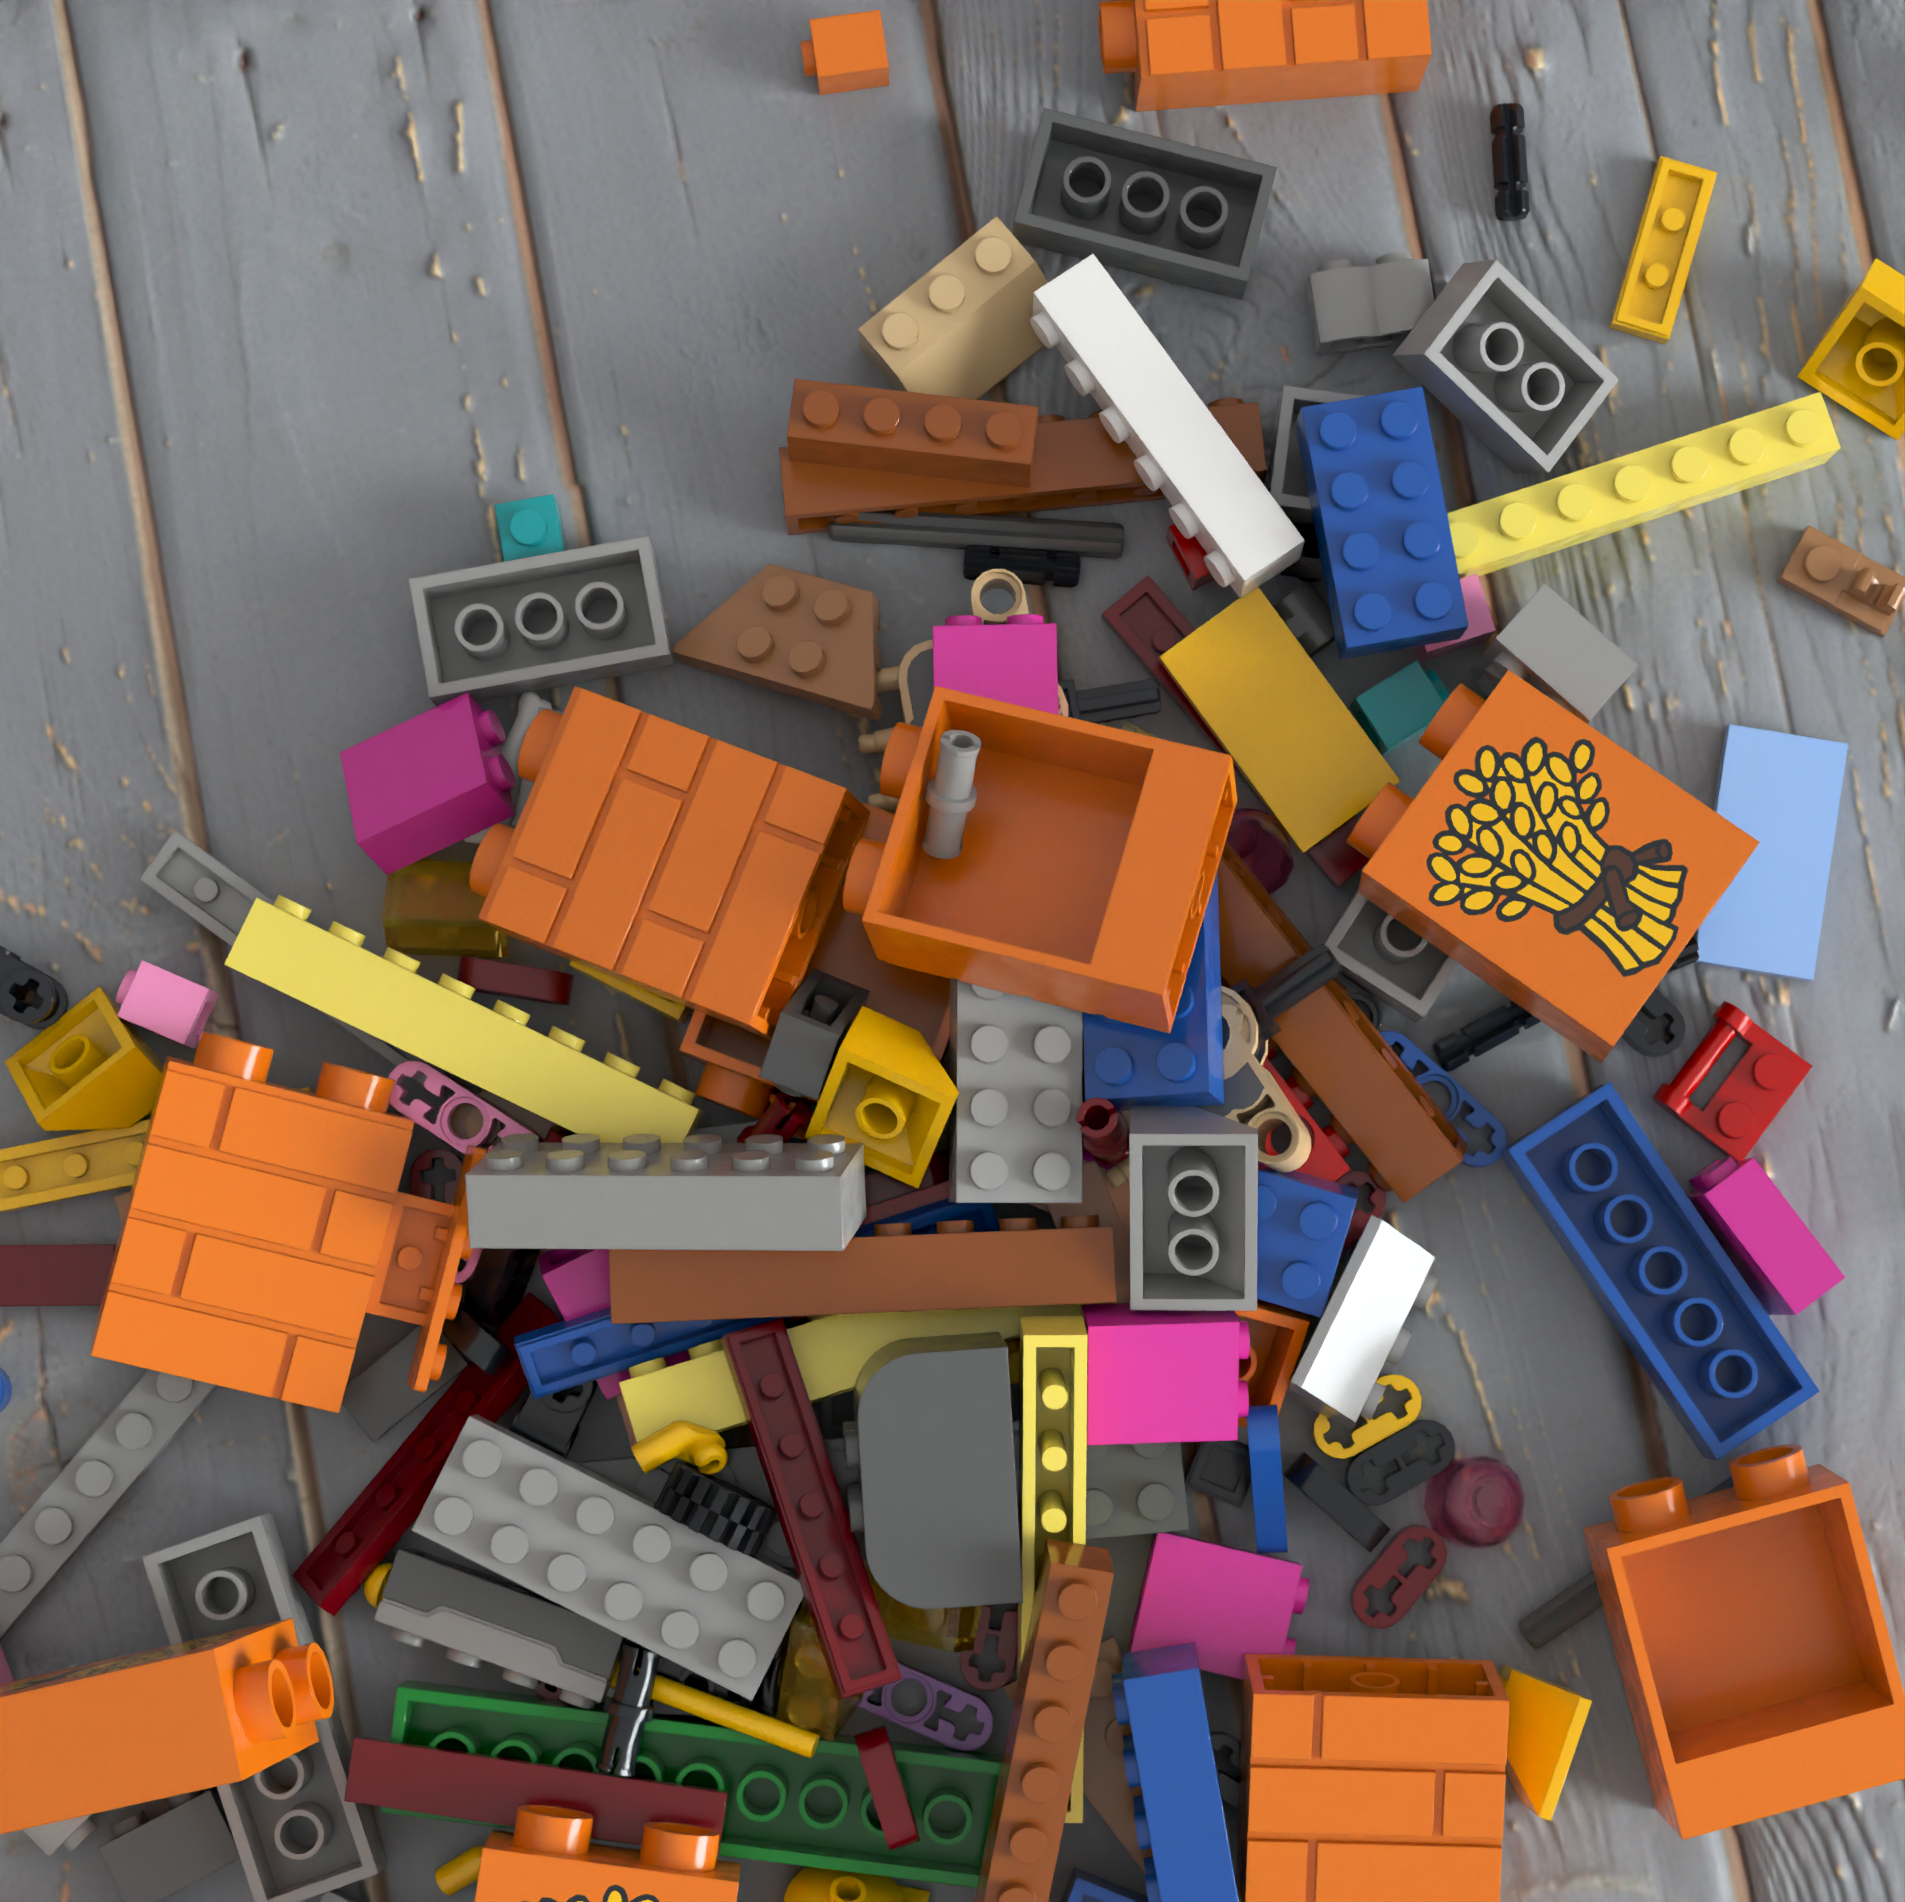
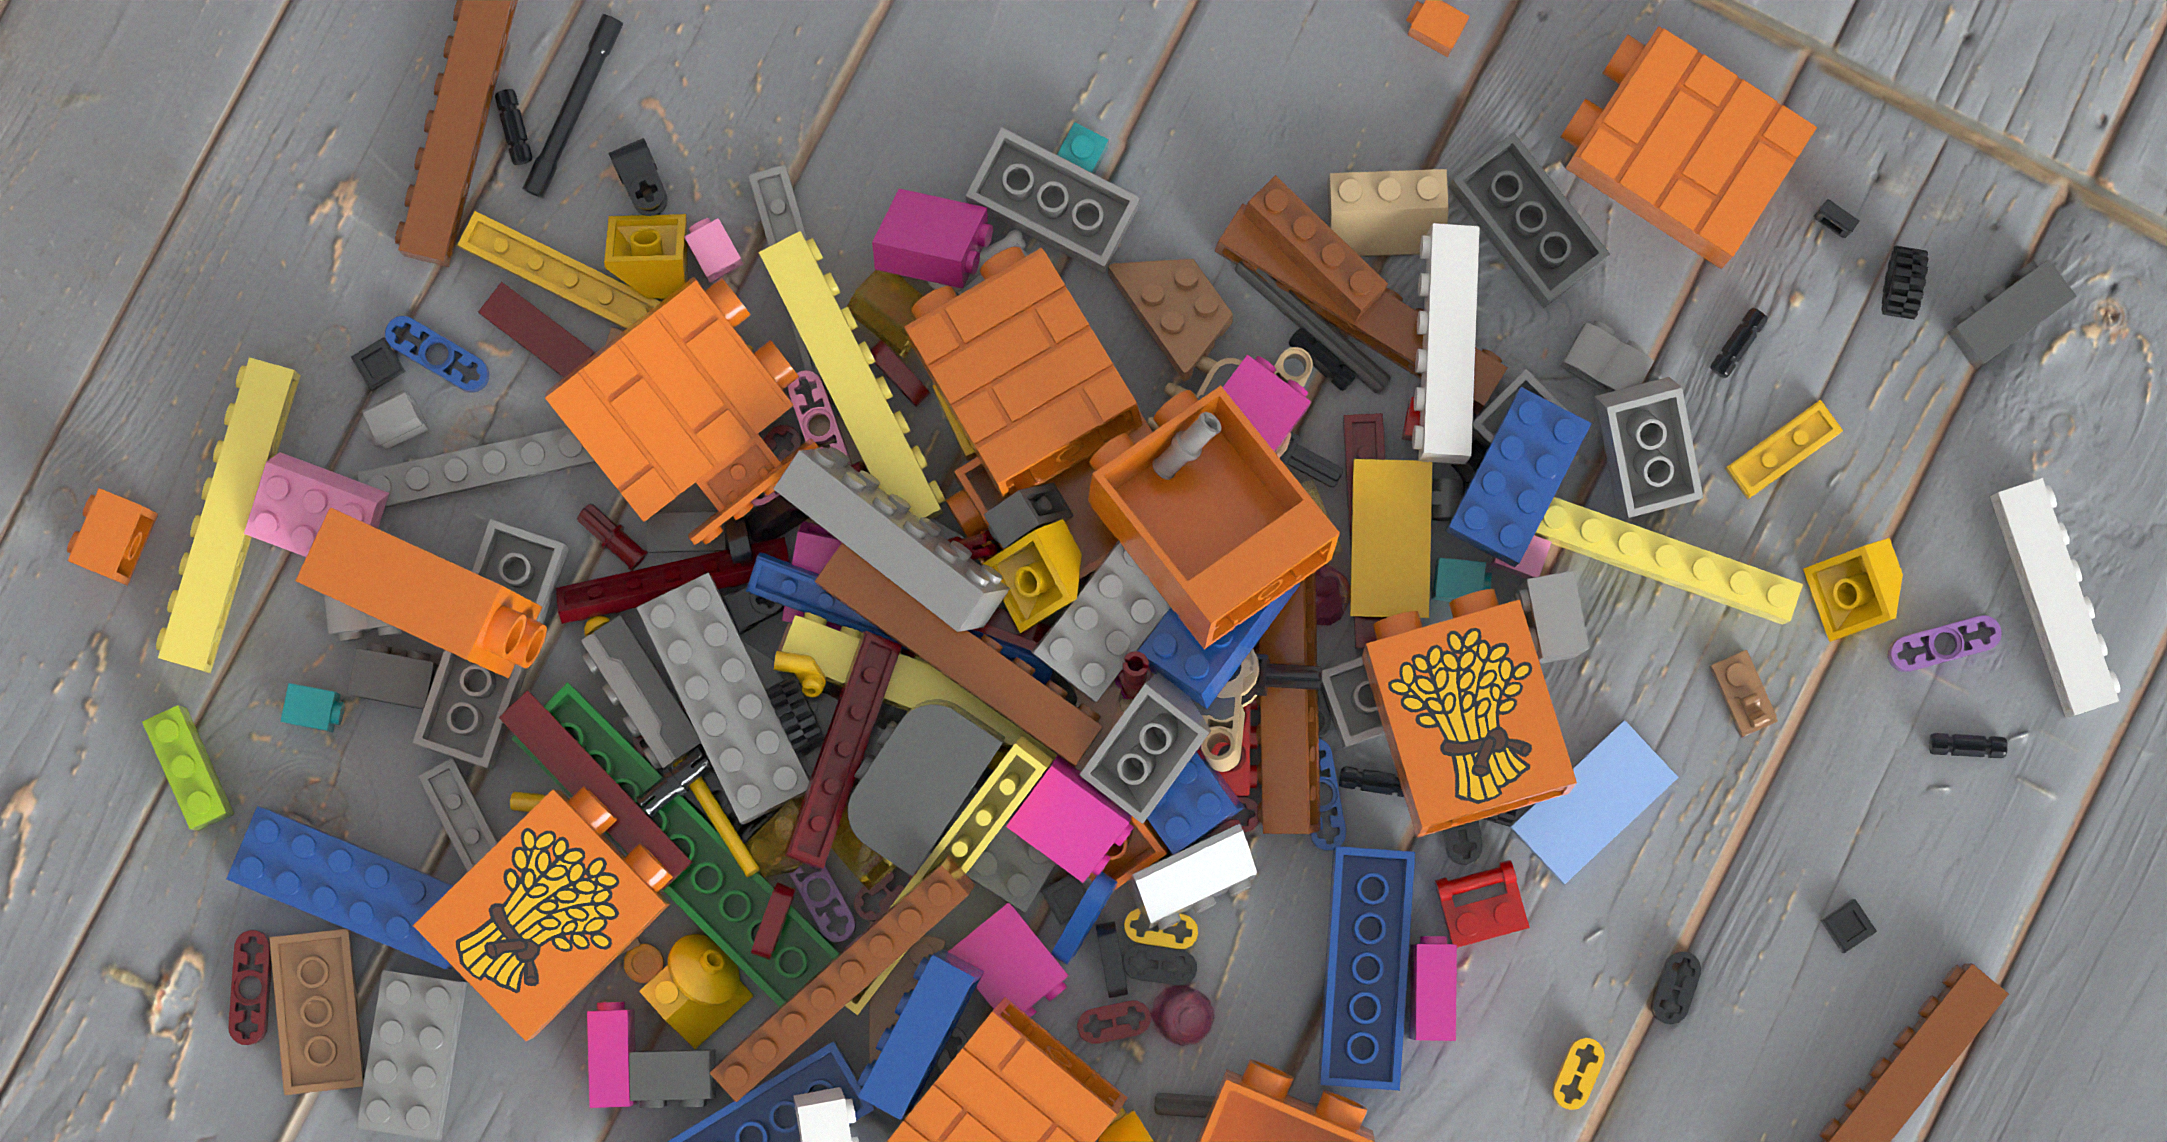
camera: 35 degrees right, 0 degrees up
(314, 1457) = (612, 536): none -> dark red axle

